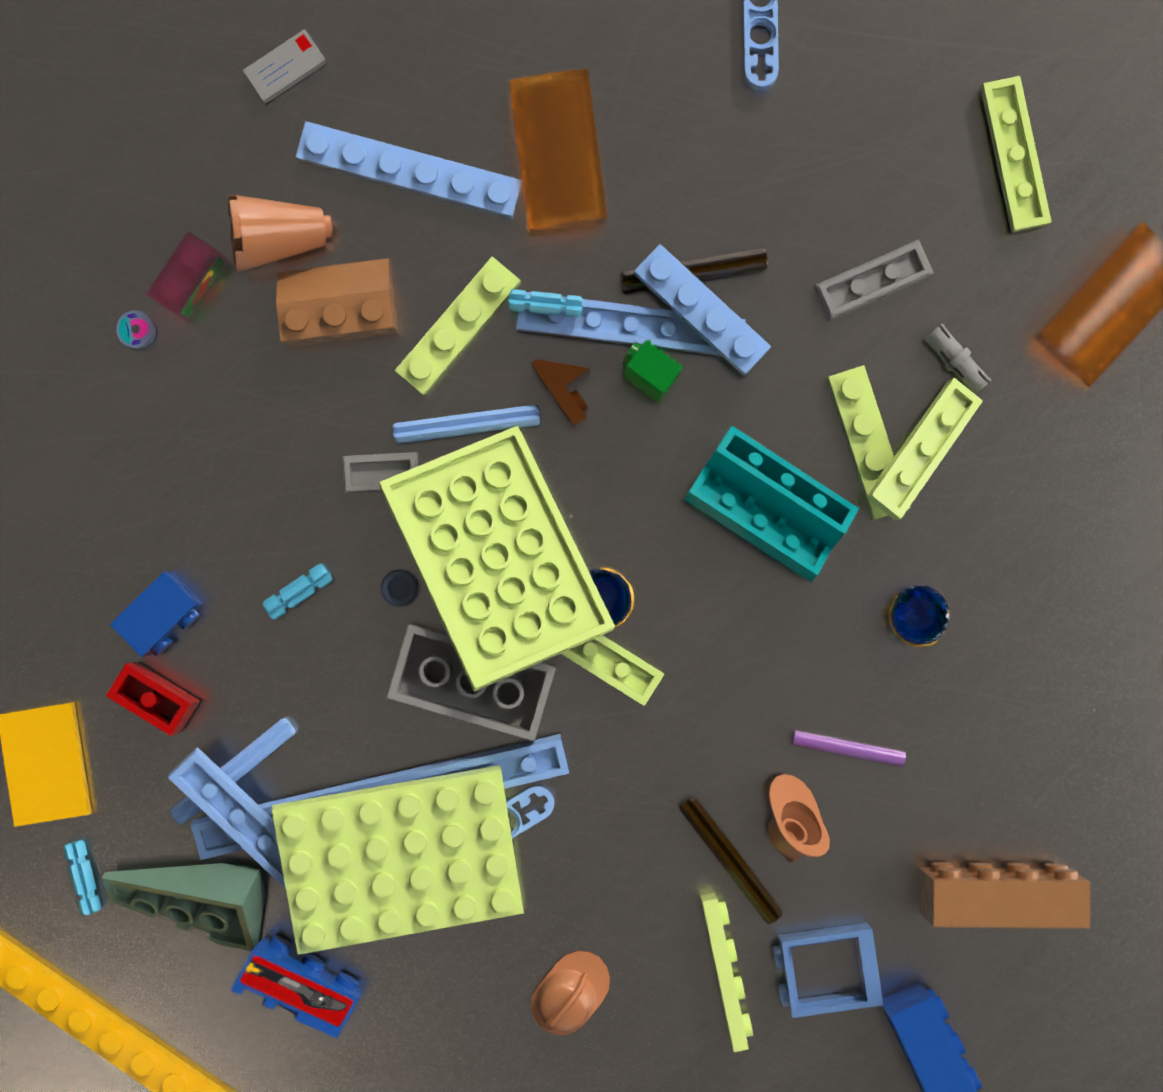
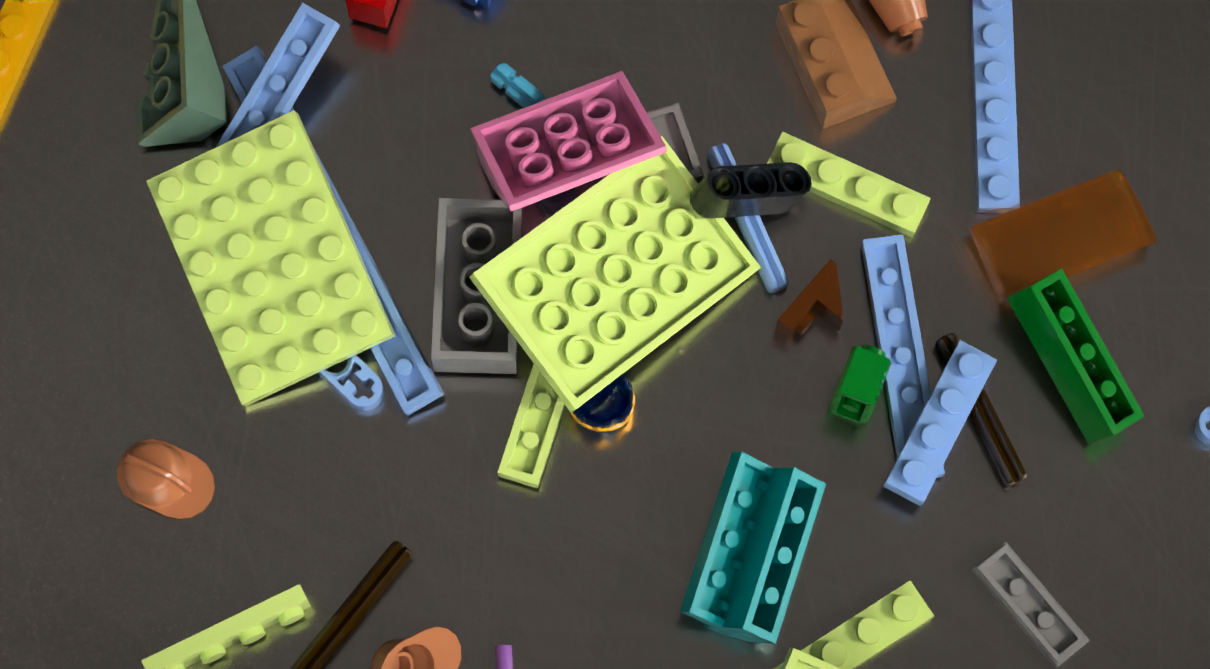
camera: 70 degrees right, 15 degrees down
(241, 764) = (333, 85): light blue axle -> none
(299, 985) = (113, 191): wedge -> none
(365, 569) = (566, 141): none -> bright pink slope
(453, 430) = (750, 190): none -> black beam
(545, 303) = (897, 259): medium azure axle -> none
(677, 175) = (1075, 356): none -> green brick

